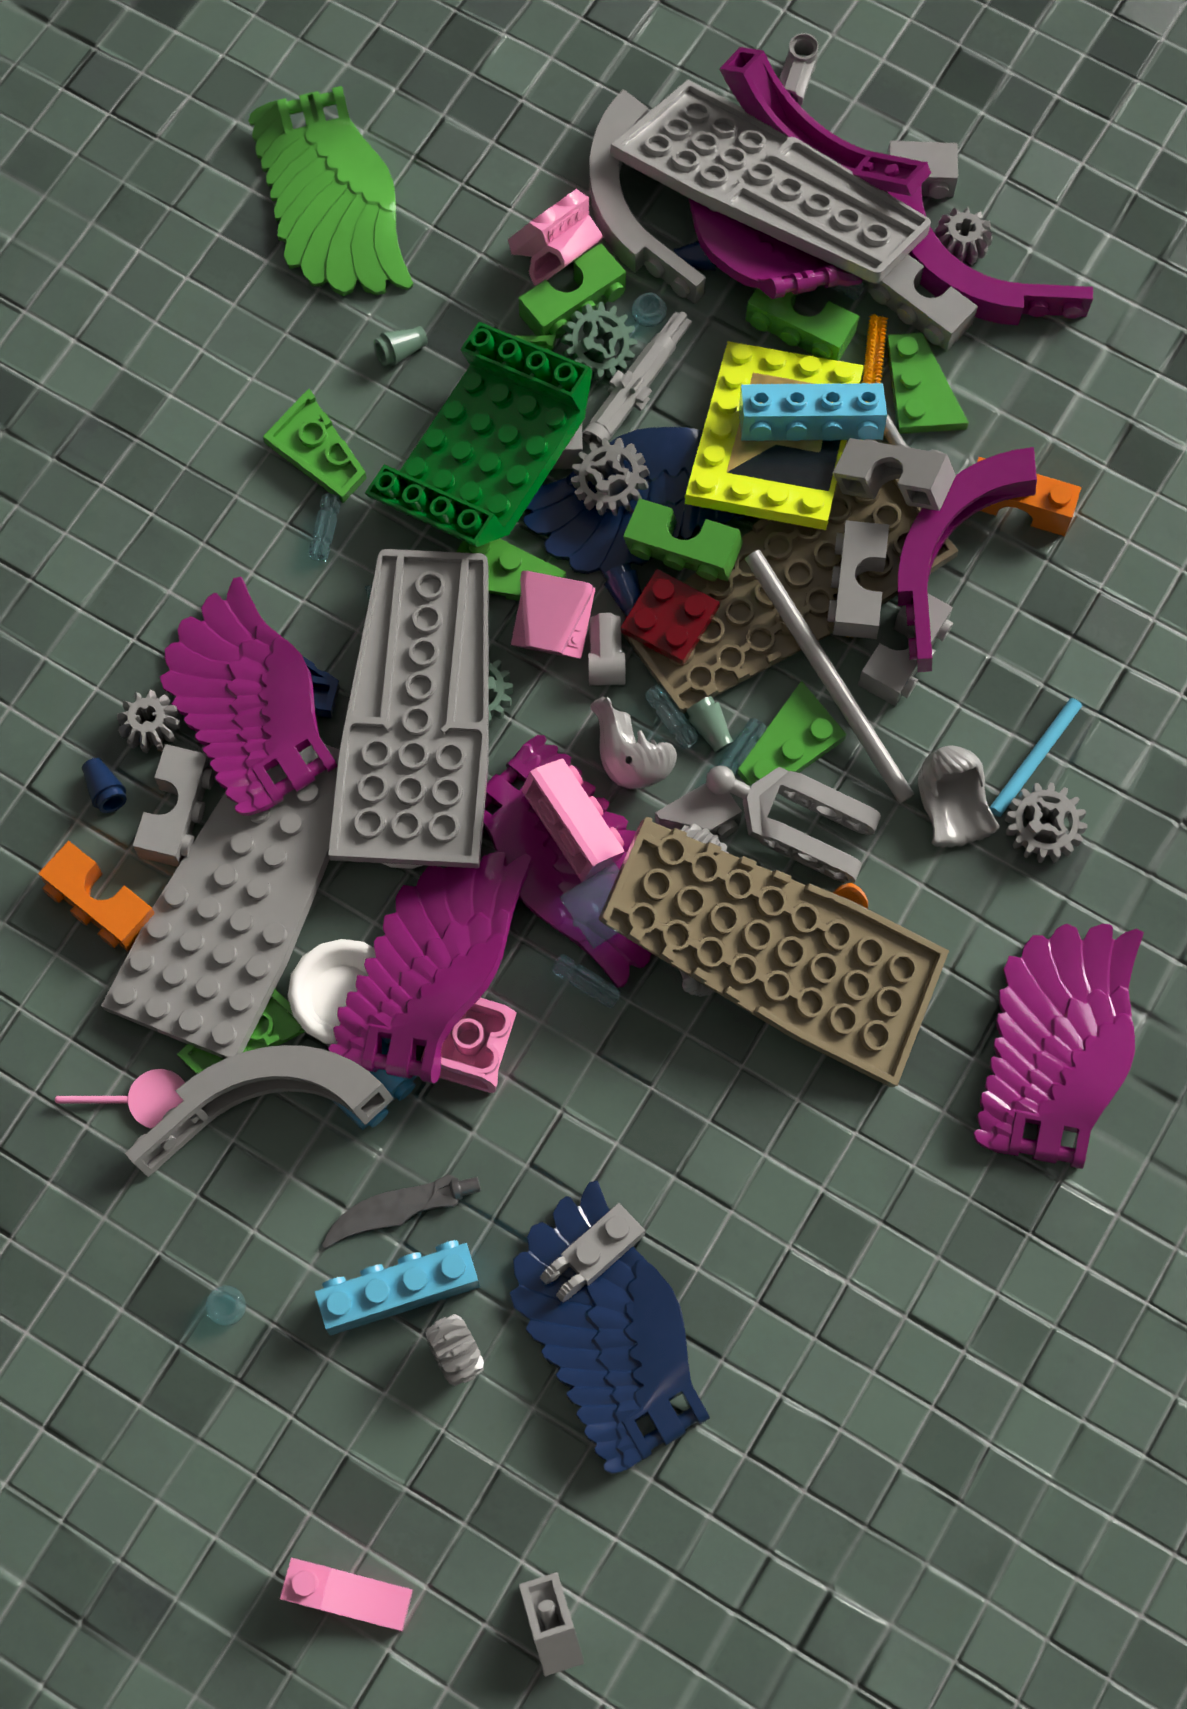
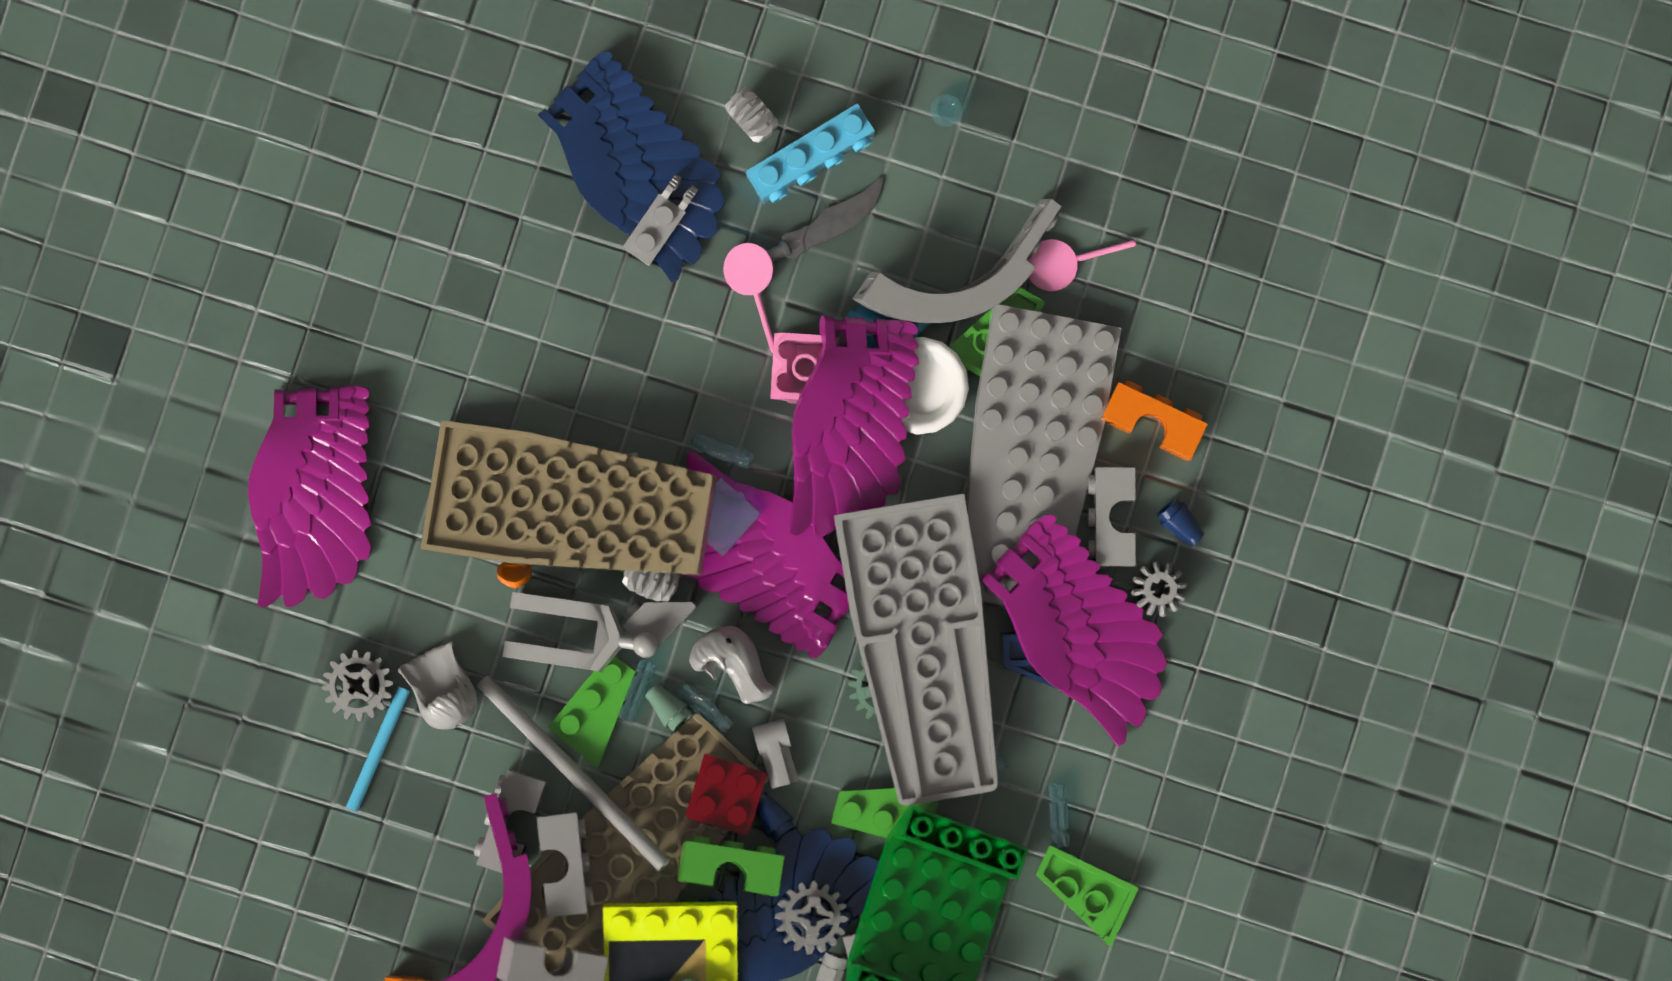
camera: 165 degrees right, 15 degrees up
(504, 1171) = (749, 272): none -> bright pink piece
(552, 614) = (830, 770): bright pink piece -> none
(572, 818) = (762, 578): bright pink slope -> none

